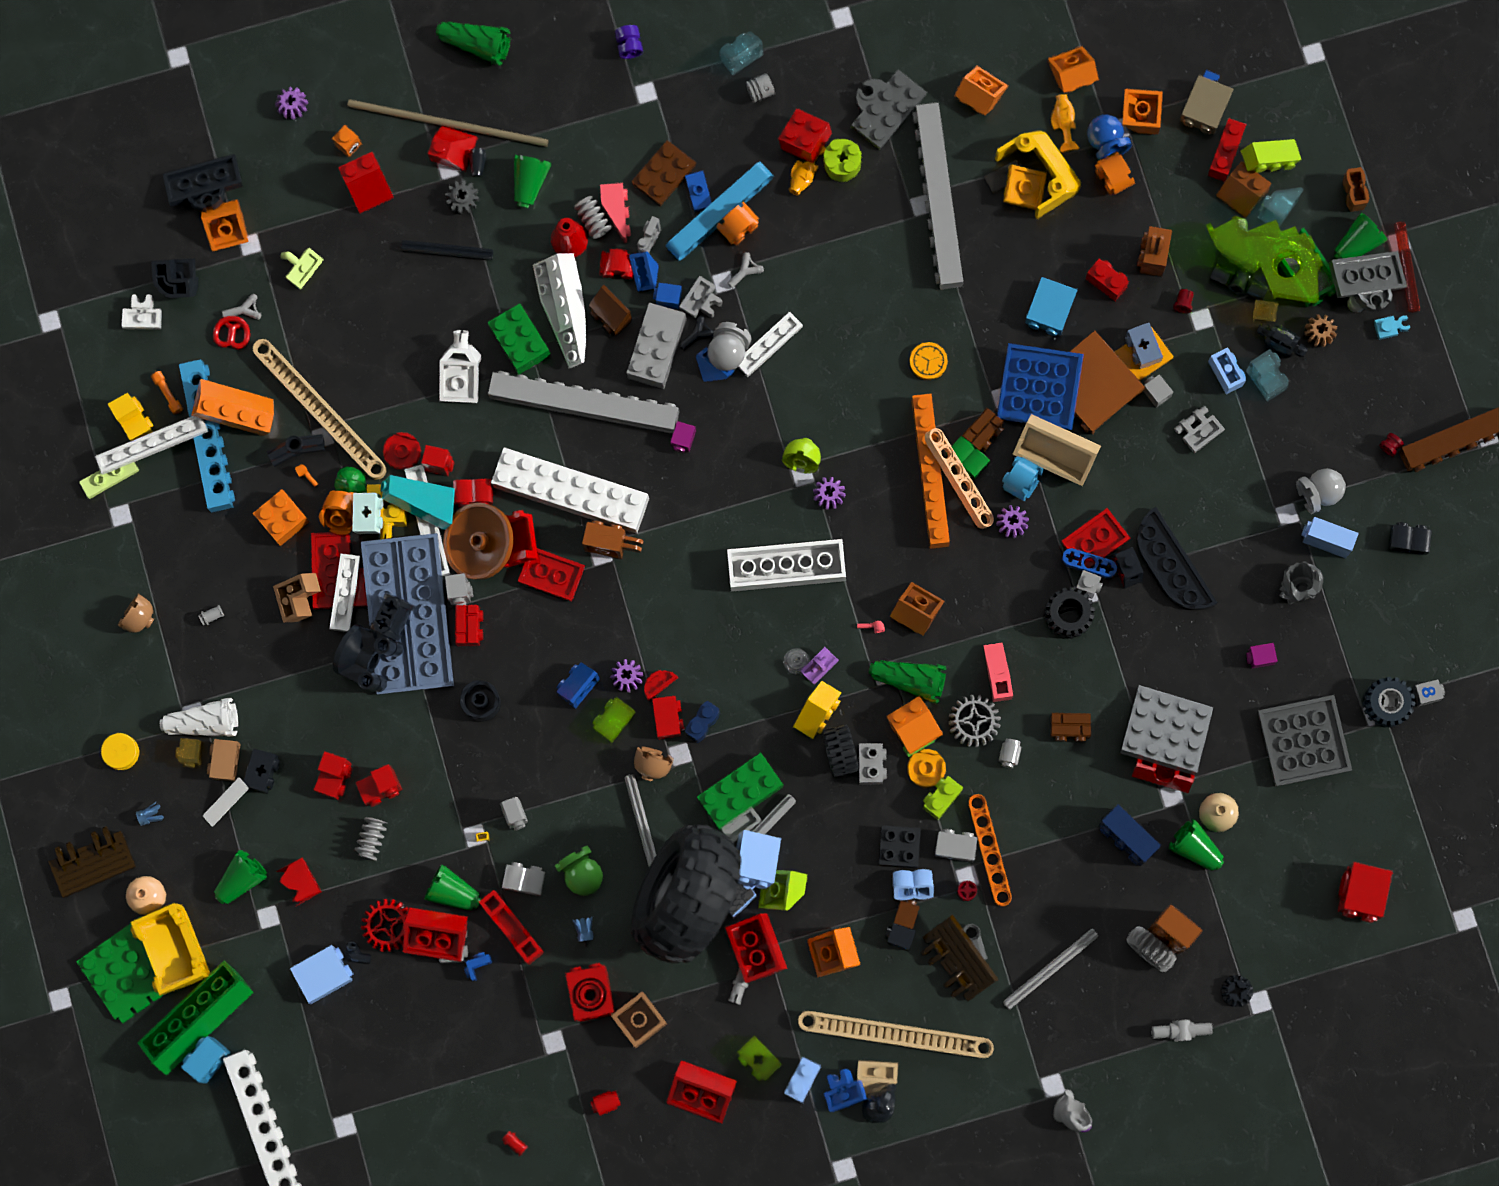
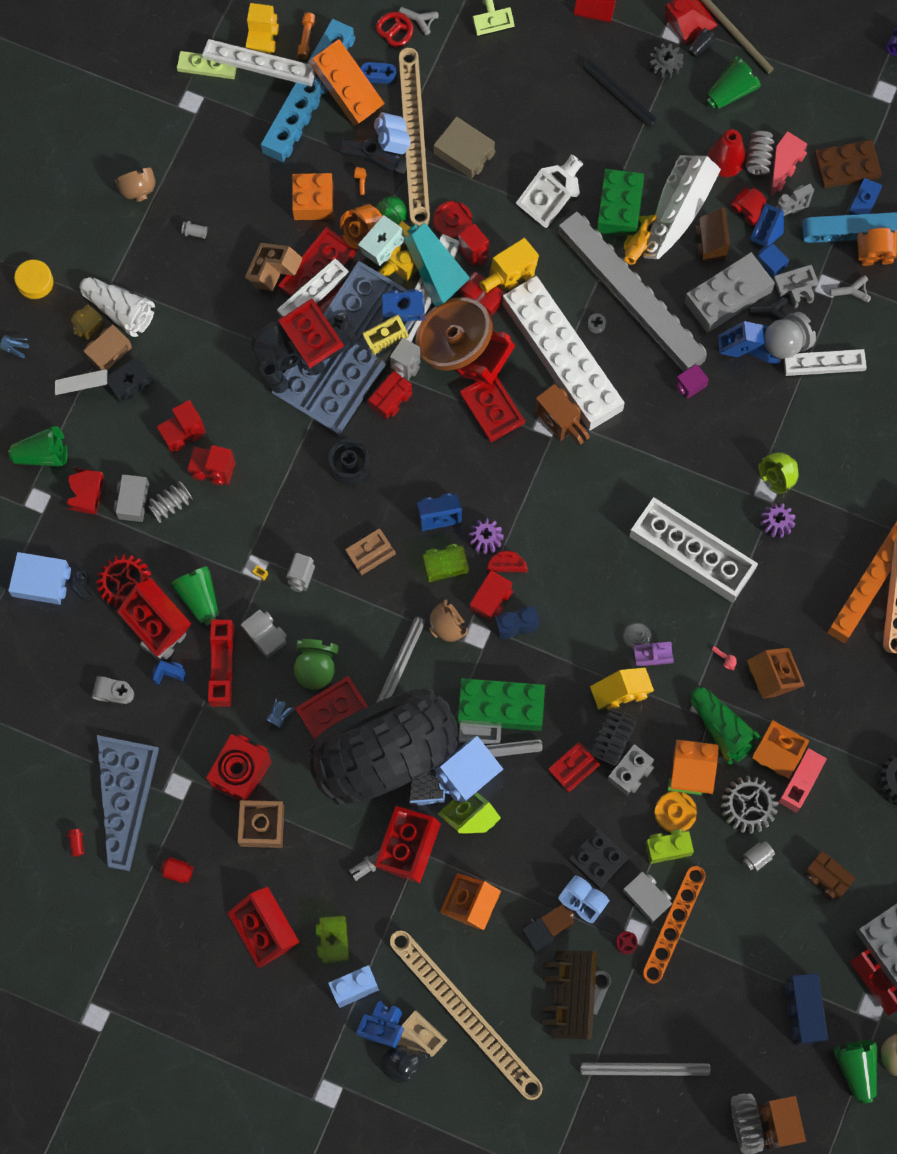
camera: 35 degrees right, 5 degrees down
(246, 374) = (378, 72): none -> blue beam
(301, 420) = (392, 133): none -> light blue brick
(340, 858) = (131, 498): none -> light grey brick
(365, 387) = (464, 148): none -> dark tan brick
(377, 629) = (311, 333): none -> red plate
(430, 584) = (385, 334): none -> light yellow brick
(436, 549) = (413, 312): none -> blue brick
(444, 1013) = (109, 689): none -> light grey piece
(479, 456) = (511, 267): none -> yellow brick
(515, 1072) = (125, 787): none -> sand blue wing
(551, 755) = (370, 551): none -> medium nougat plate
(557, 362) = (636, 243): none -> light orange animal
(570, 445) = (593, 318): none -> dark grey bush
(619, 894) = (330, 706): none -> red plate
(695, 376) = (741, 339): none -> blue brick
(828, 795) = (573, 767): none -> red plate
(965, 662) = (780, 749): none -> orange slope

